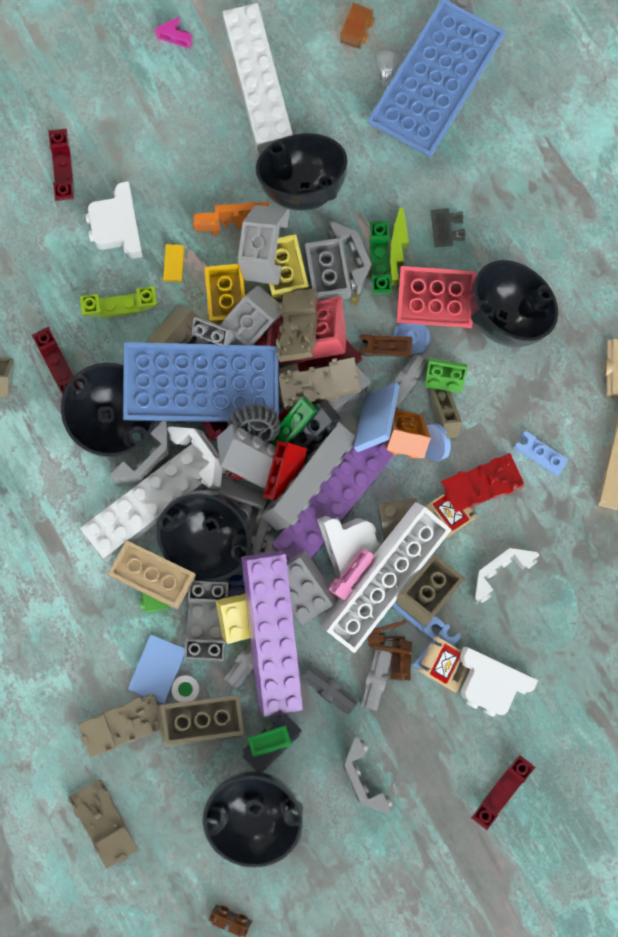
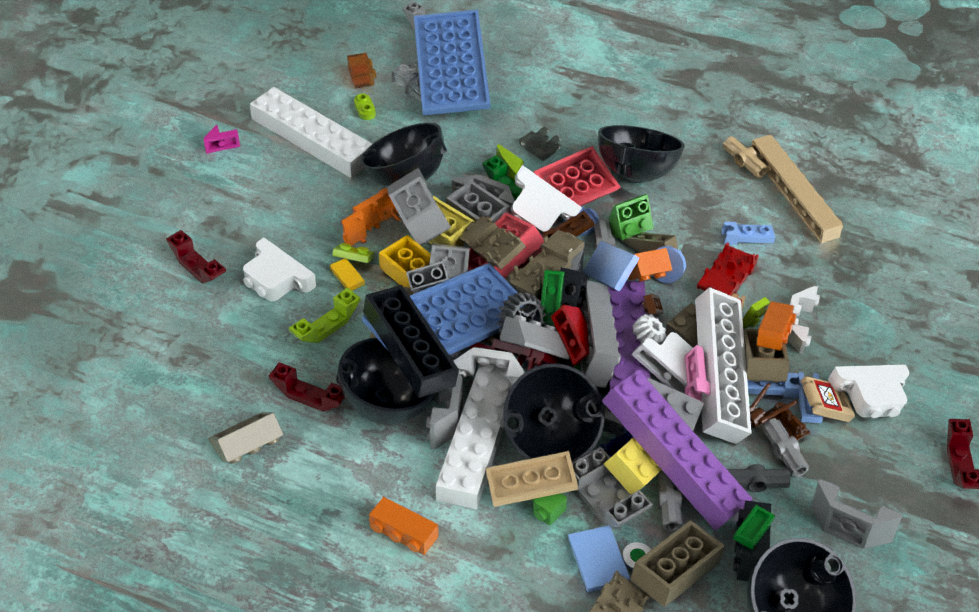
camera: 35 degrees left, 30 degrees down
(37, 541) = (403, 526): none -> orange brick
(136, 397) = (410, 341): none -> black brick
(193, 245) = (358, 254): none -> lime plate
(329, 72) = (364, 106): none -> lime plate
(350, 507) = (649, 327): none -> white gear
(378, 305) = (540, 202): none -> white brick
(381, 480) = (652, 304): none -> reddish brown plate
(456, 575) = (776, 325): none -> orange brick
(461, 545) = (755, 312): none -> lime plate

